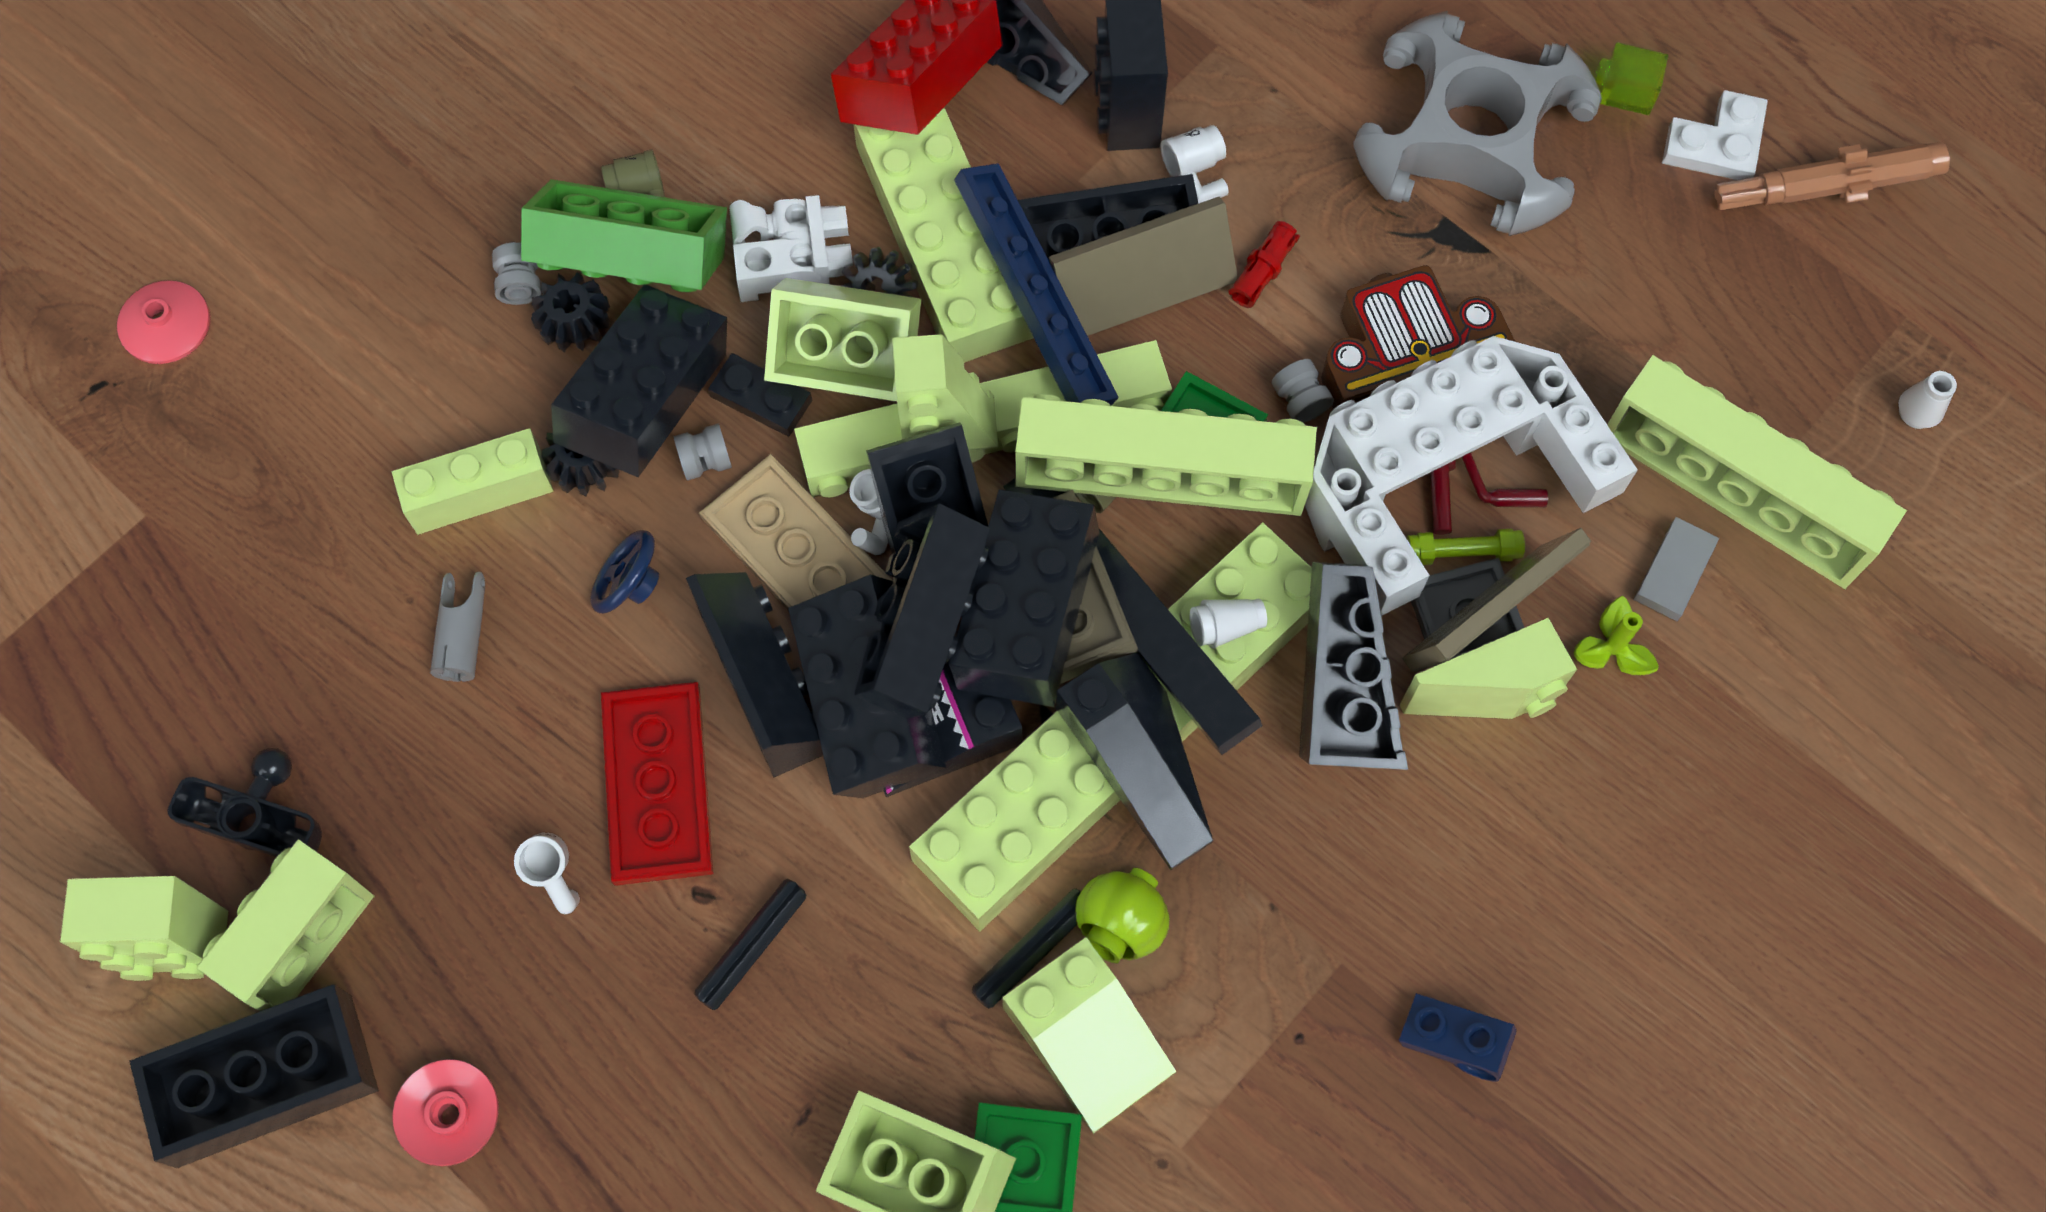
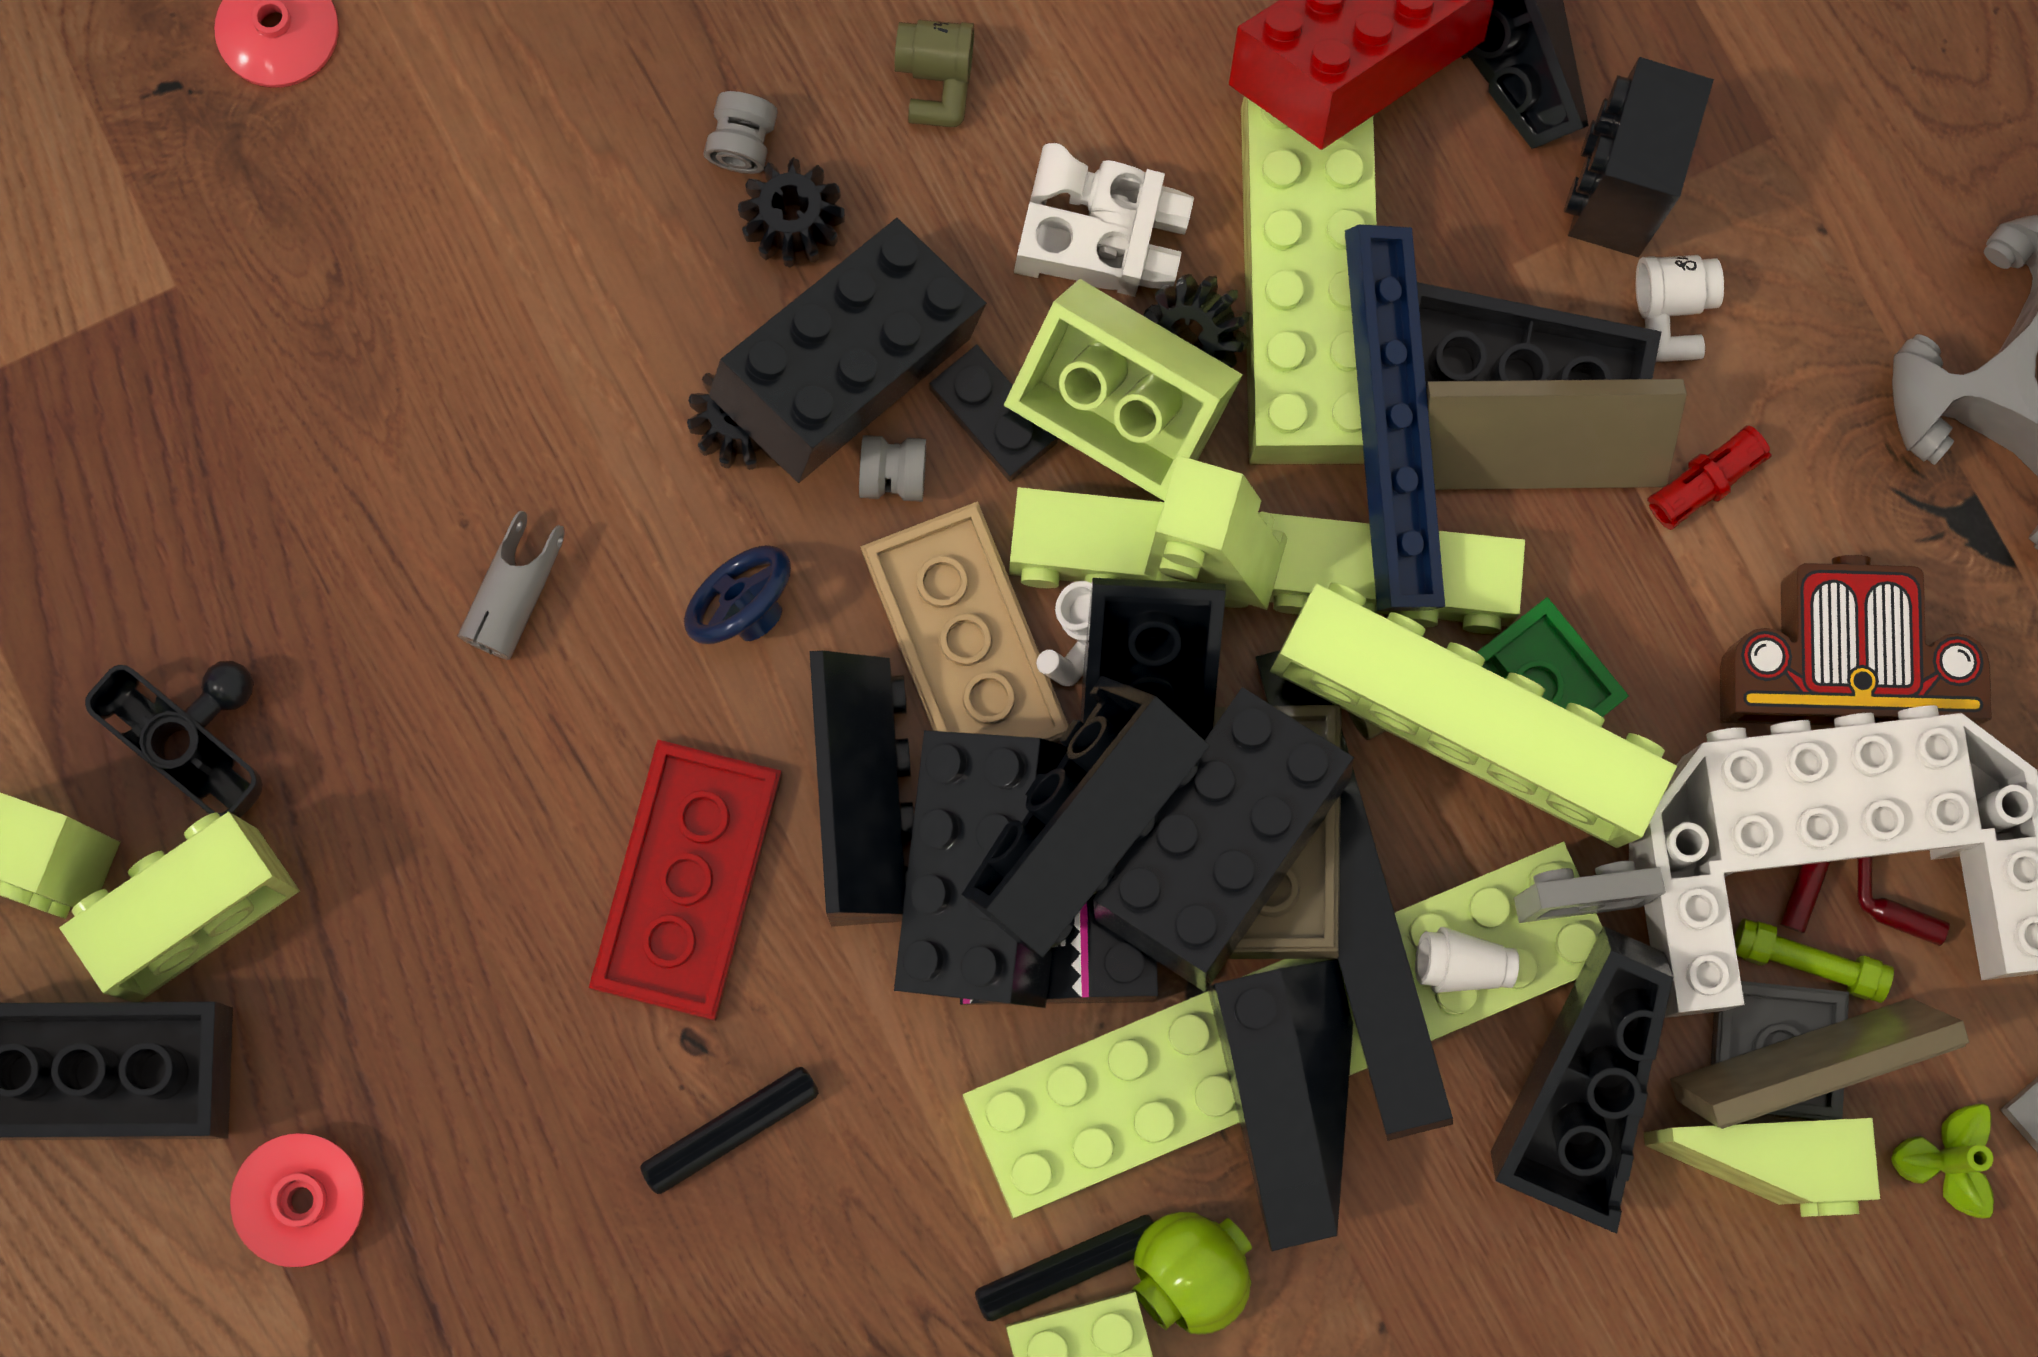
camera: 15 degrees right, 10 degrees up
(472, 481) = (591, 401): yellowish green brick -> none
(541, 863) = (512, 941): white piece -> none
(623, 235) = (894, 137): bright green brick -> none
(1302, 390) = (1688, 667): light grey wheel -> none
(1303, 538) = (1611, 889): none -> light grey plate

